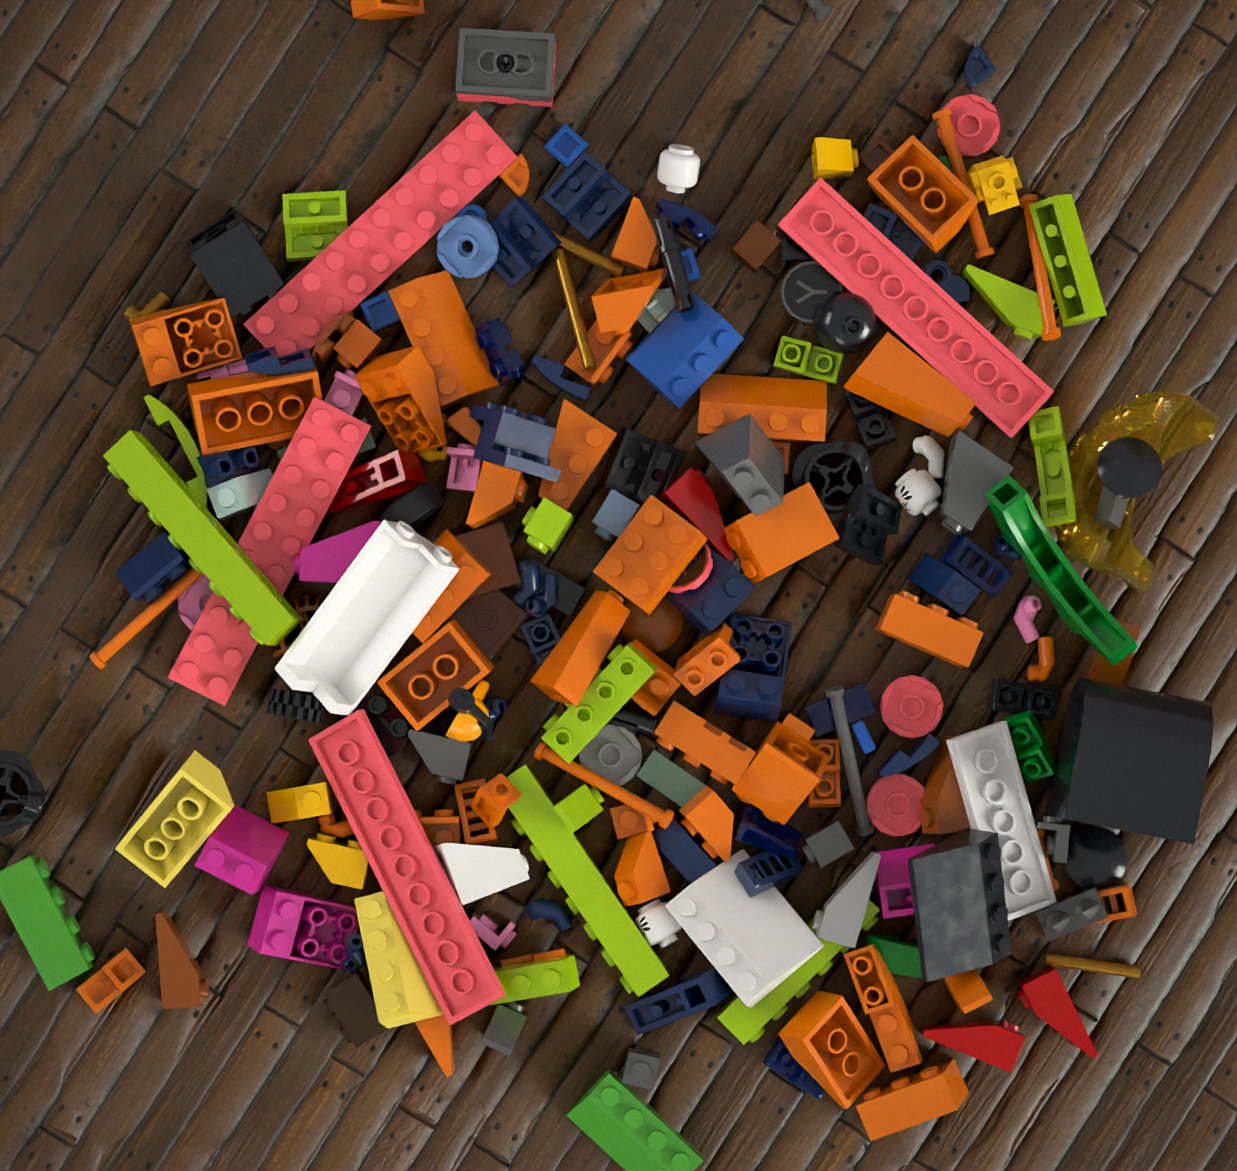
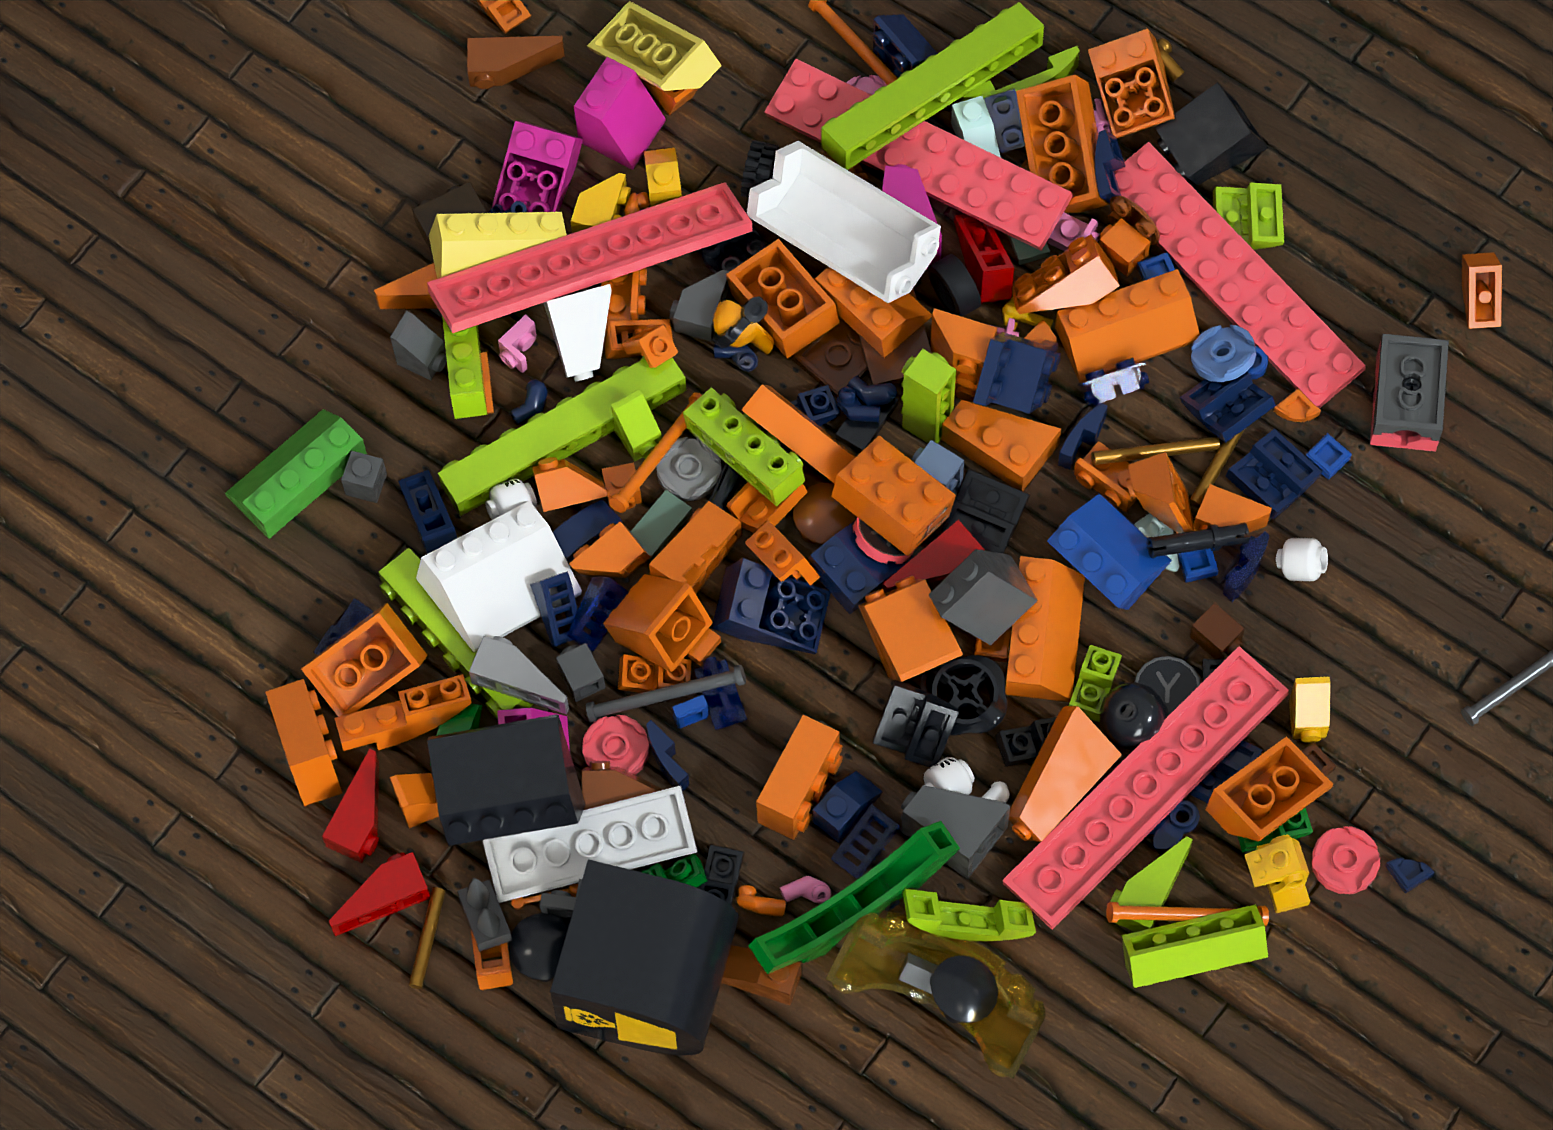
camera: 90 degrees right, 20 degrees down
(911, 706) = (719, 767): coral tile -> none
(960, 172) = (1305, 838): orange bar -> none

